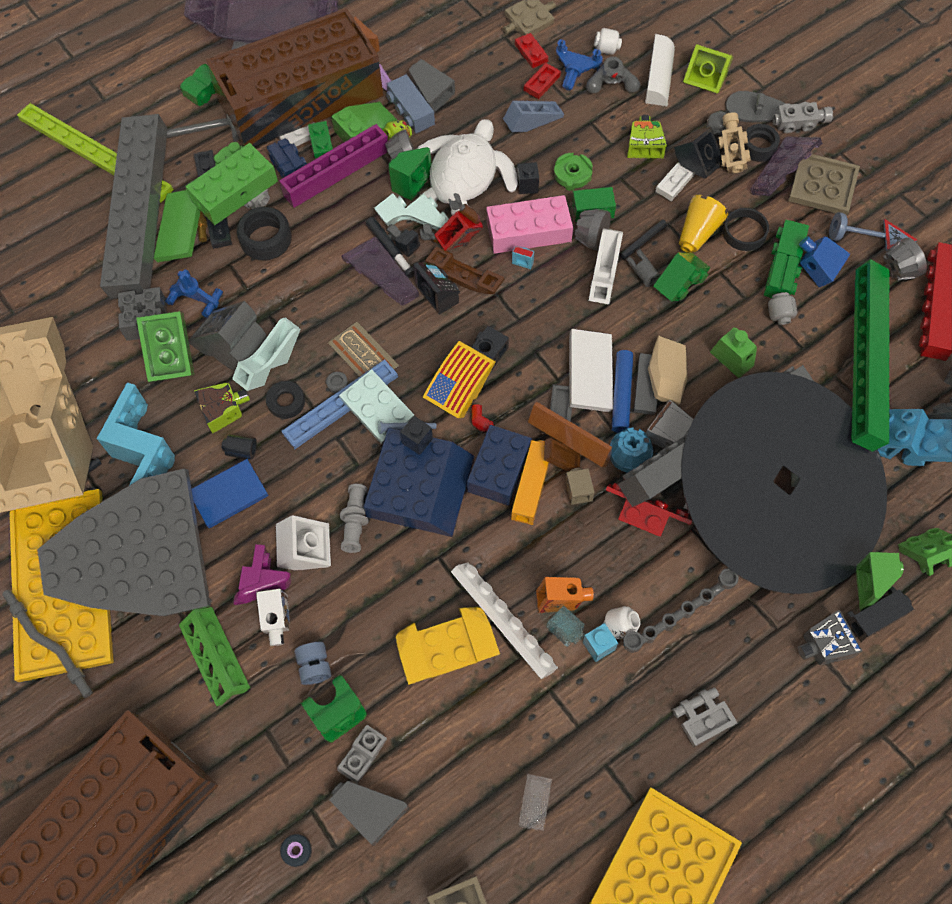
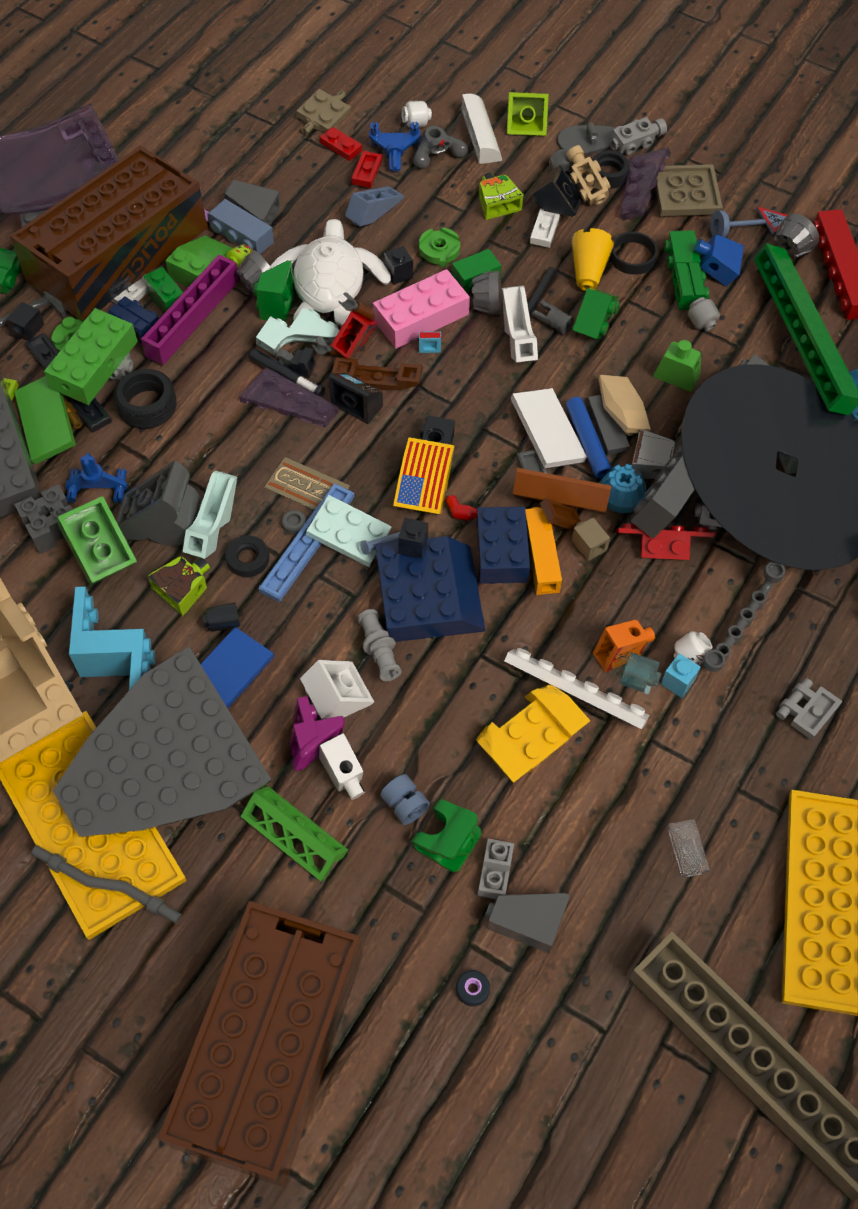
camera: 25 degrees left, 5 degrees down
(200, 136) = (25, 321): none -> black brick

